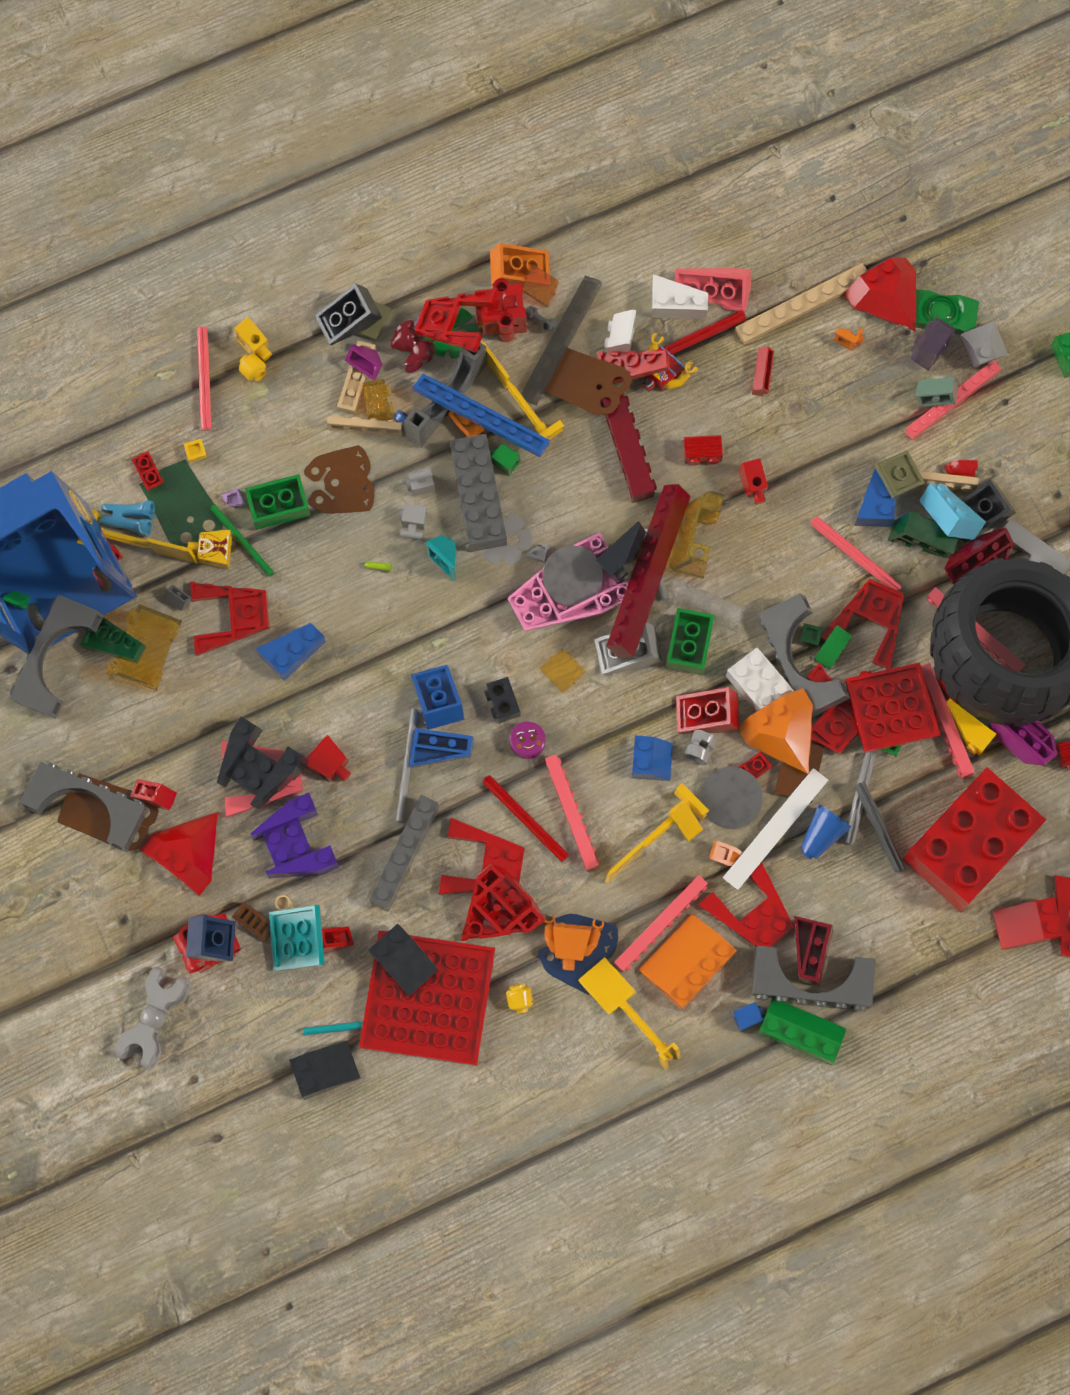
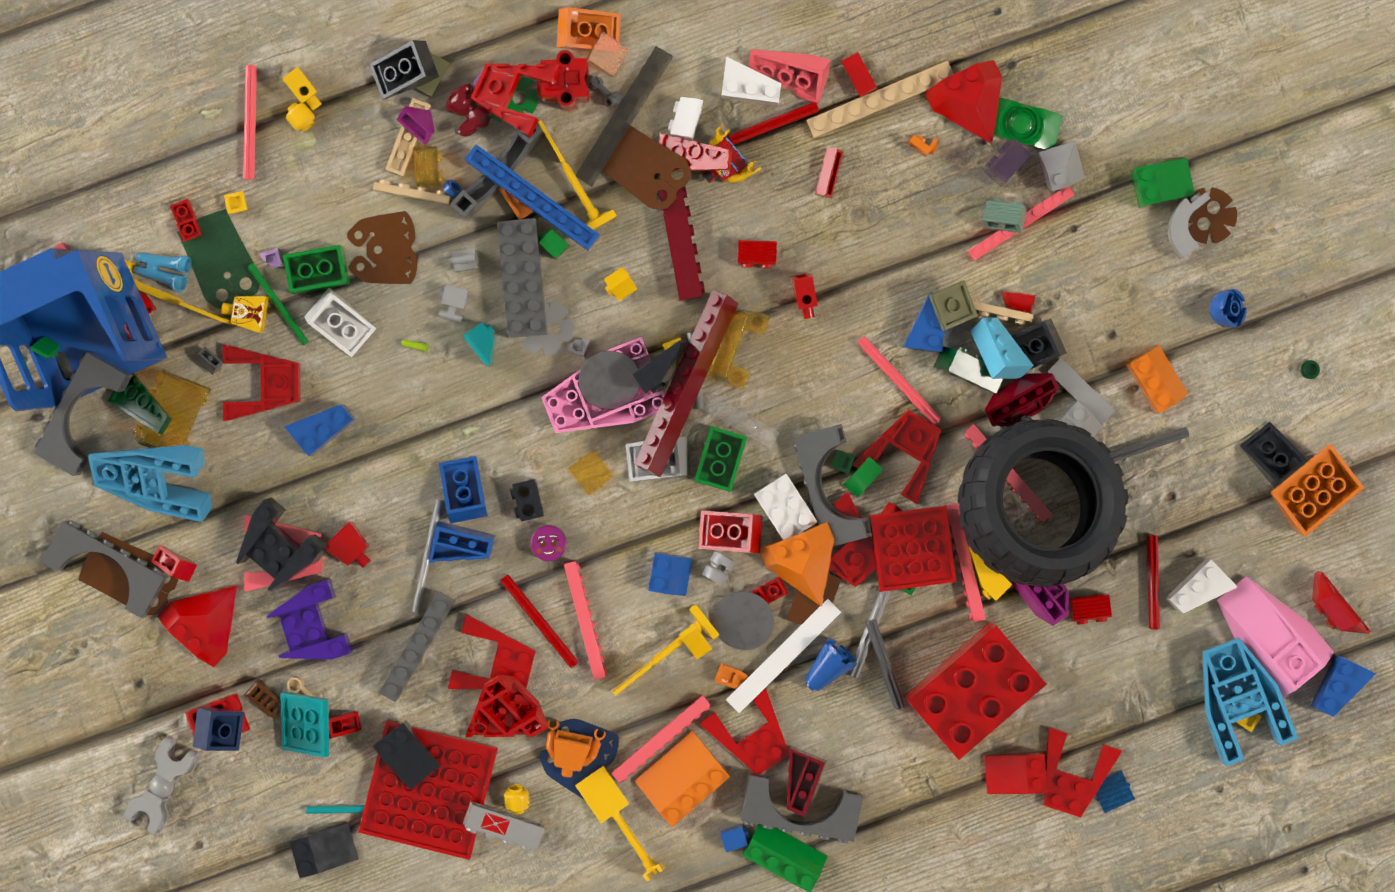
camera: 10 degrees right, 15 degrees up
(114, 709) = (140, 479): none -> dark azure wedge
(303, 550) = (339, 322): none -> white slope
(508, 1024) = (503, 825): none -> light grey brick
(573, 489) = (619, 284): none -> yellow brick
(780, 282) = (859, 74): none -> red slope

